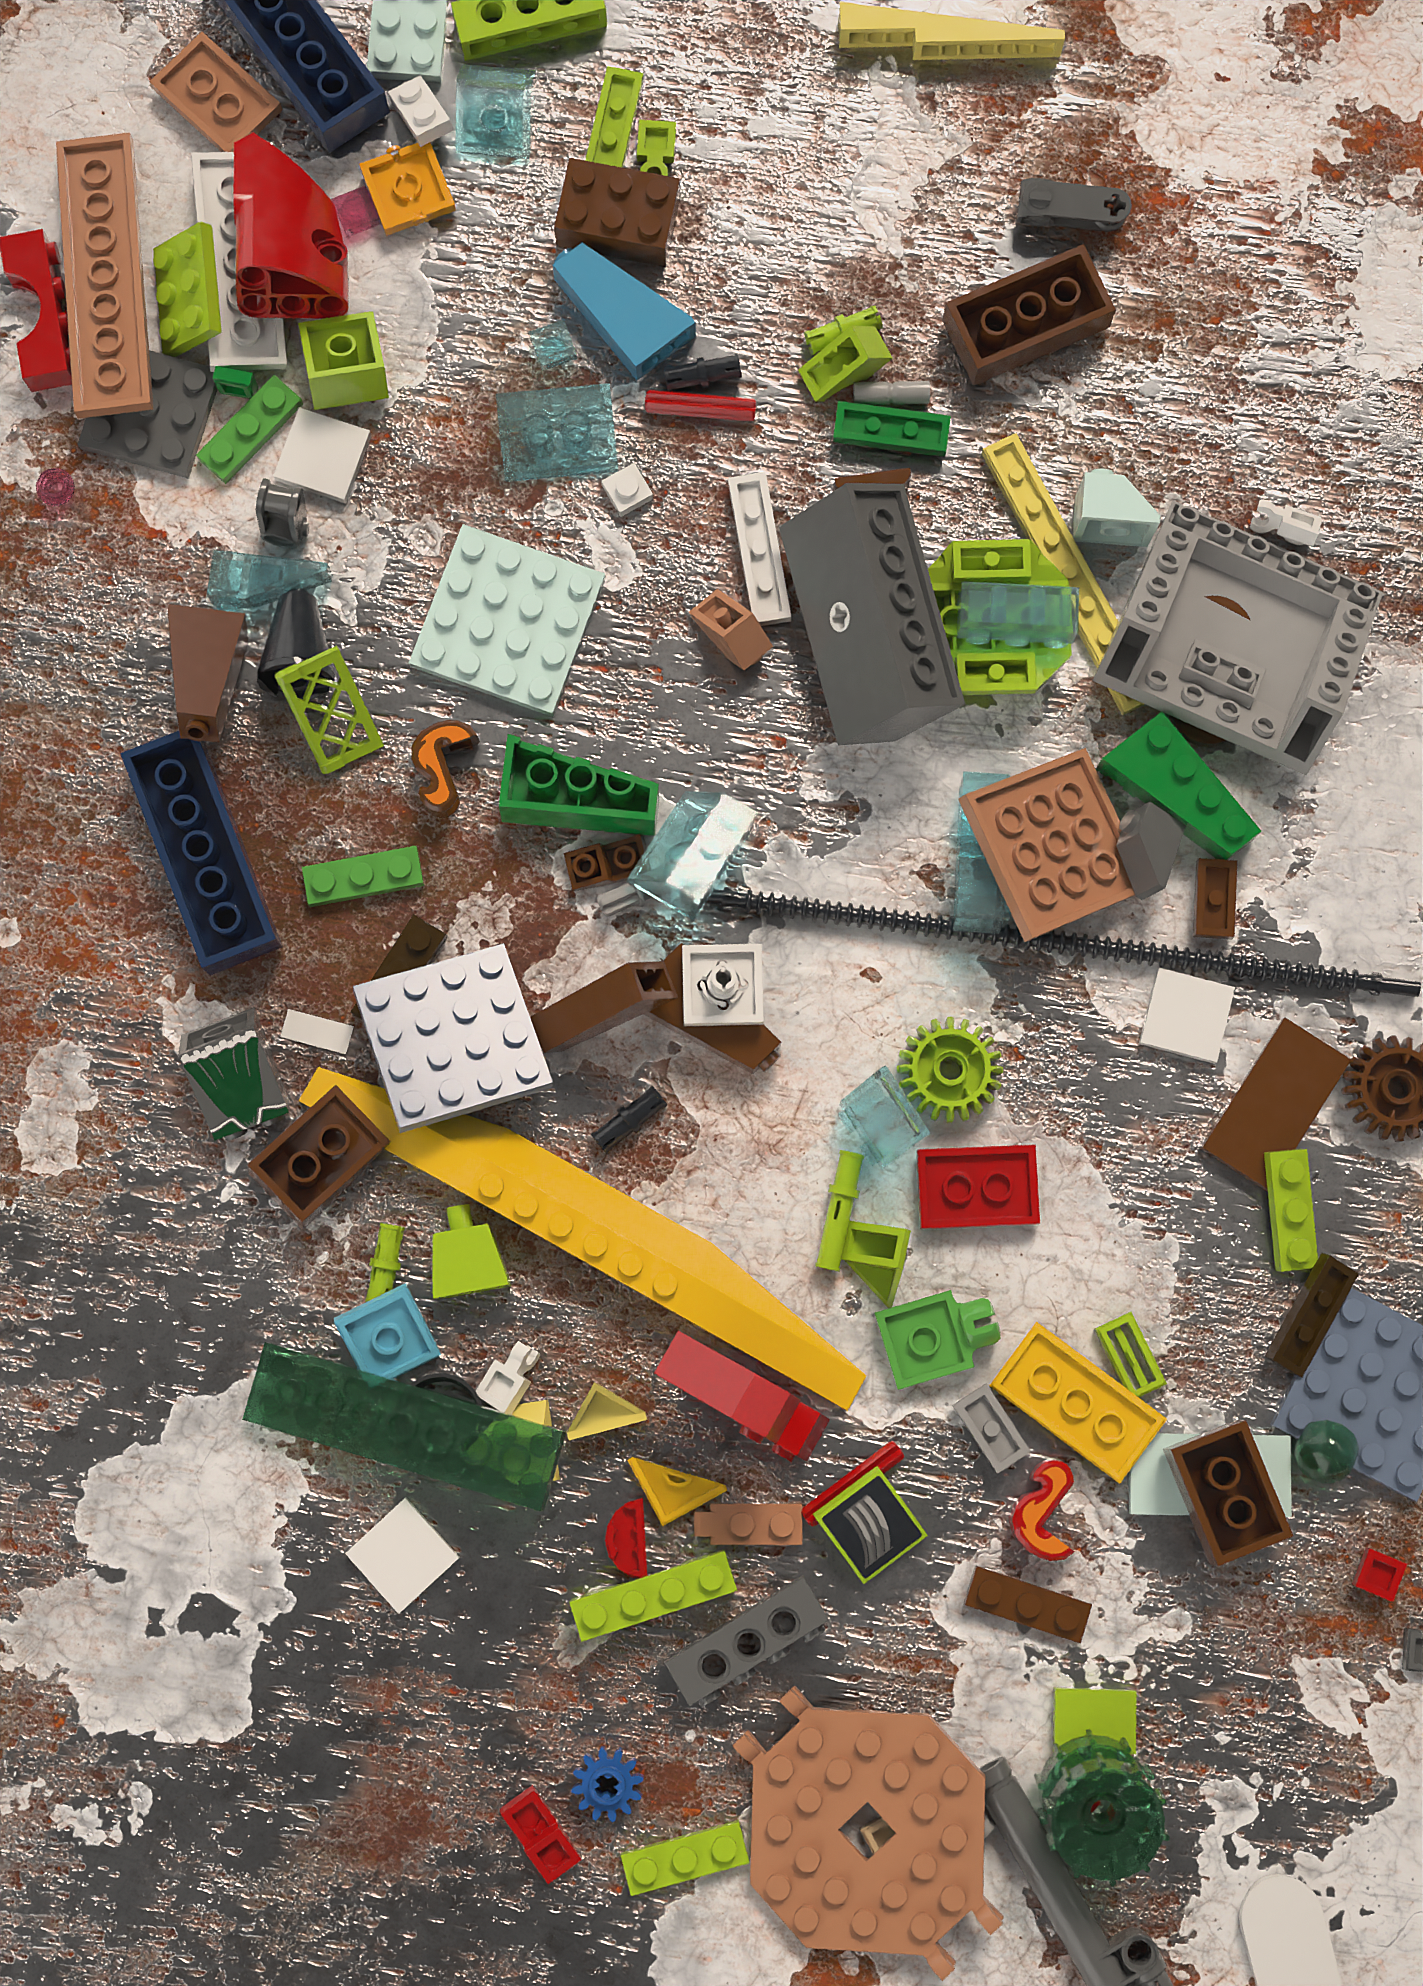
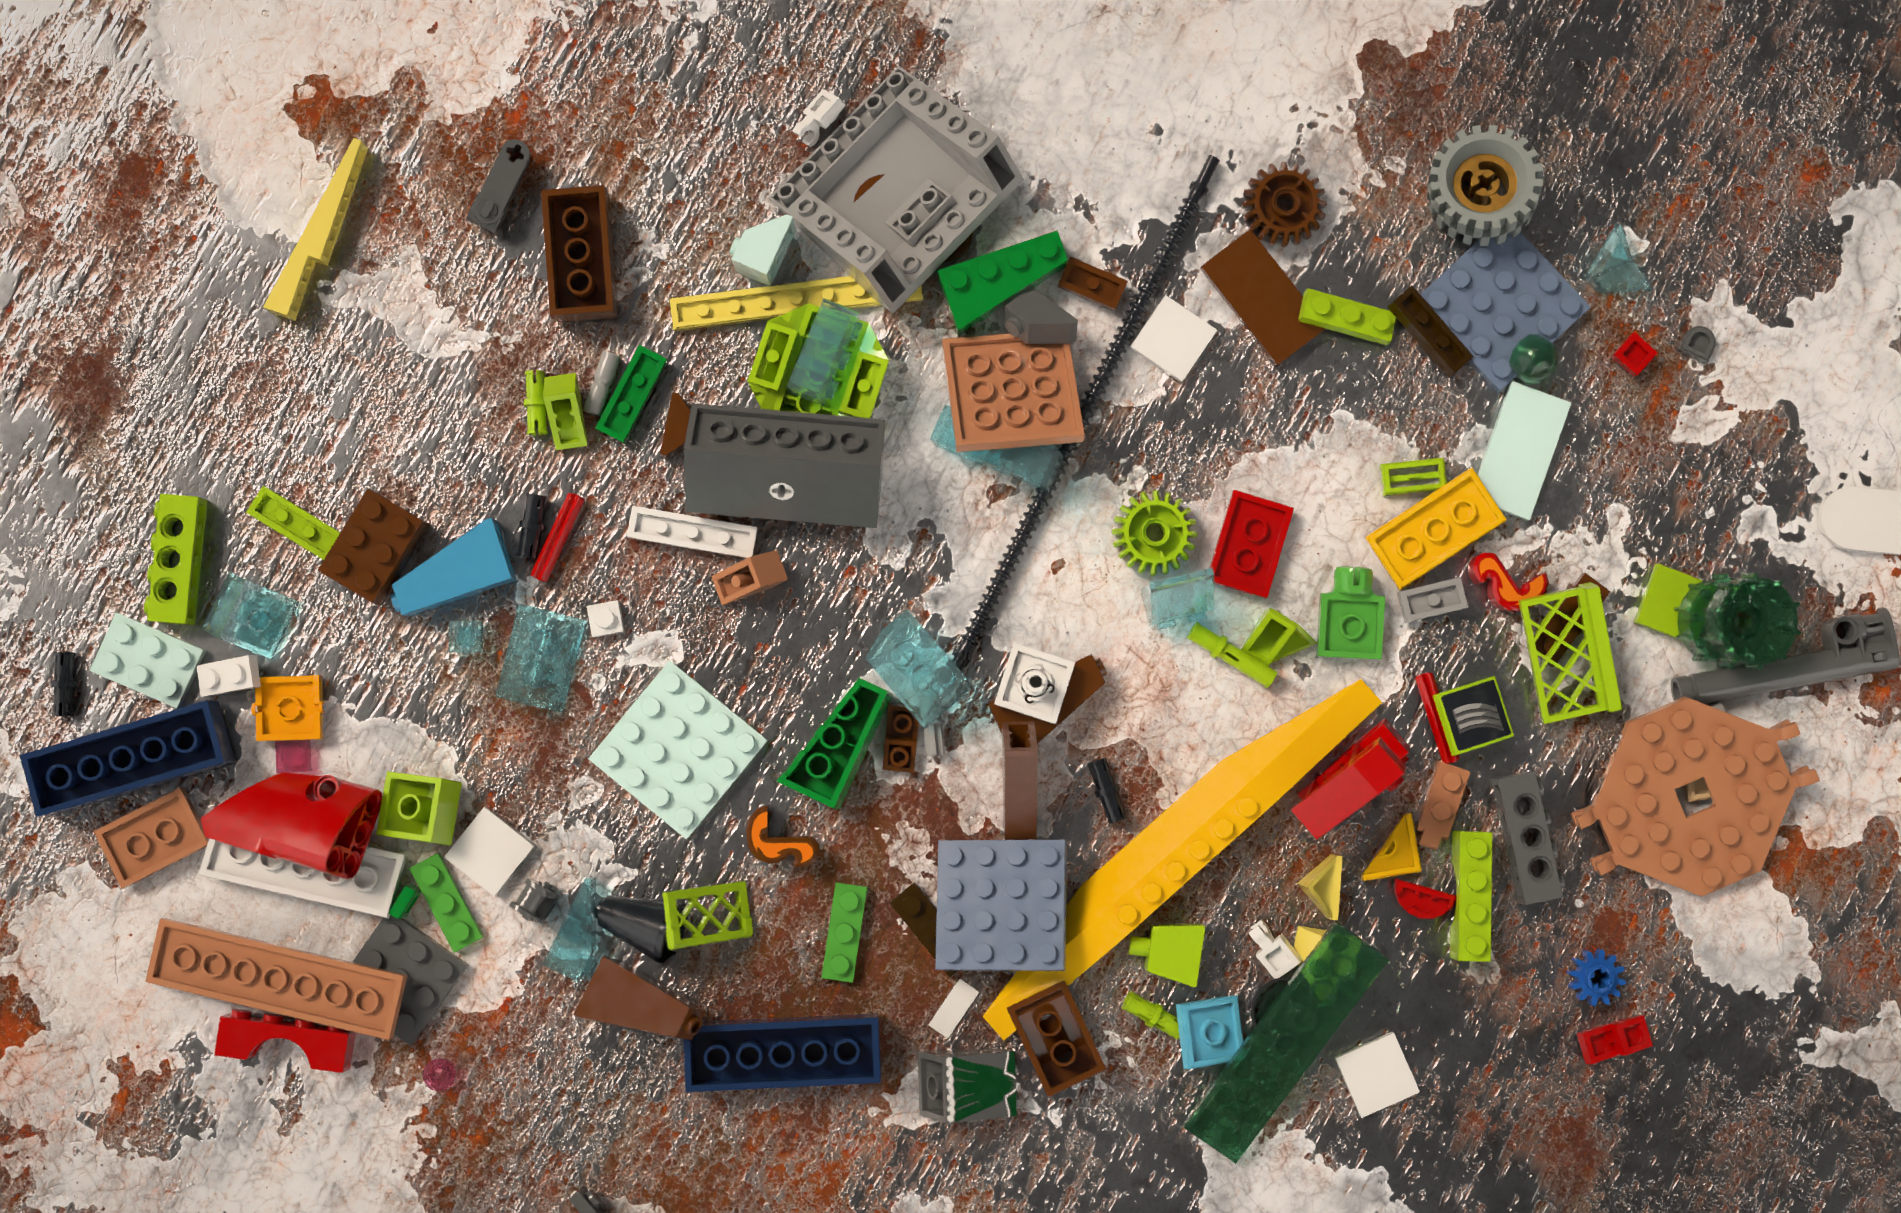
camera: 80 degrees left, 5 degrees up
(187, 289) = (314, 915): lime plate -> none
(656, 145) = (328, 496): lime plate -> none
(684, 1857) = (1666, 938): lime plate -> none
(1003, 1647) = (1598, 651): none -> lime fence
(1228, 1492) = (1542, 443): reddish brown brick -> none

